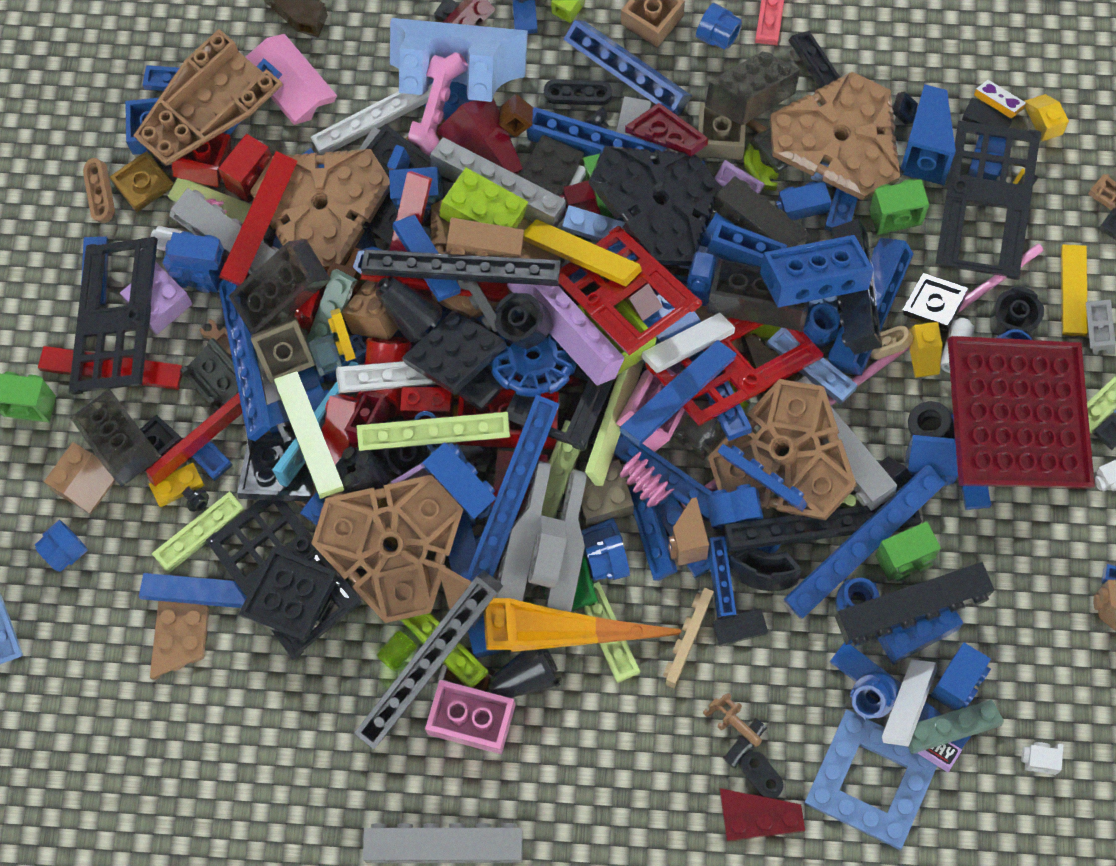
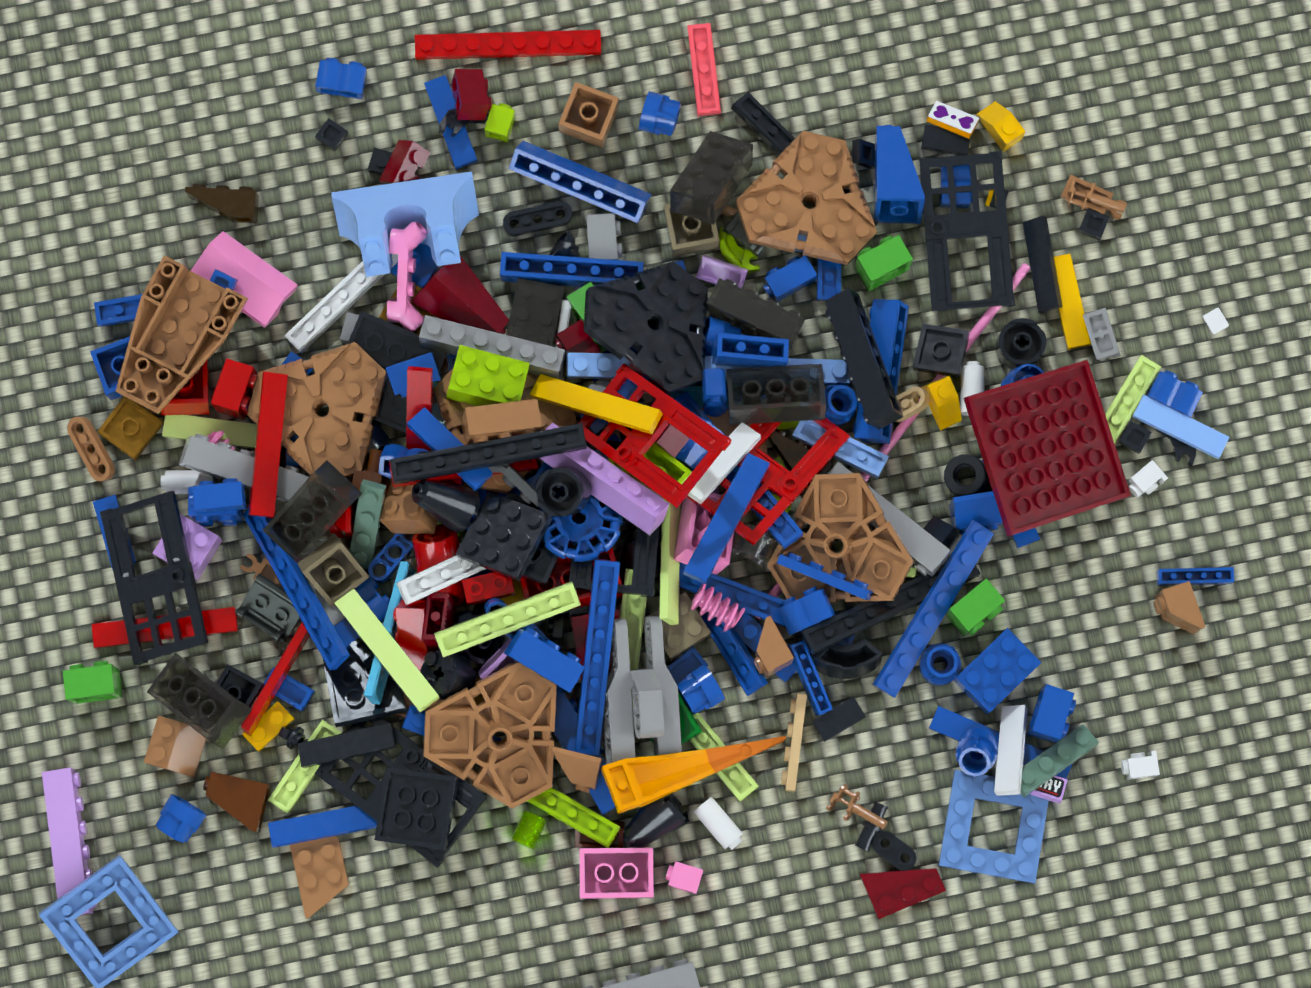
camera: 20 degrees left, 10 degrees up
(125, 542) = (239, 797): none -> reddish brown slope
(243, 519) = (347, 745): none -> black tile
(325, 354) = (375, 563): clear light blue brick -> none
(337, 325) = (381, 535): yellow plate -> none
(399, 159) = (389, 352): blue tile -> none
(428, 659) = (567, 835): brick -> none
(516, 115) = (487, 267): reddish brown brick -> none
(538, 741) = (684, 877): none -> bright pink brick
(589, 697) = (719, 824): none -> white brick
(668, 130) = (640, 243): dark red wing -> none
(816, 271) = (824, 362): blue brick -> none
(914, 603) = (993, 660): black brick -> none
(1056, 249) = (1042, 264): none -> black tile

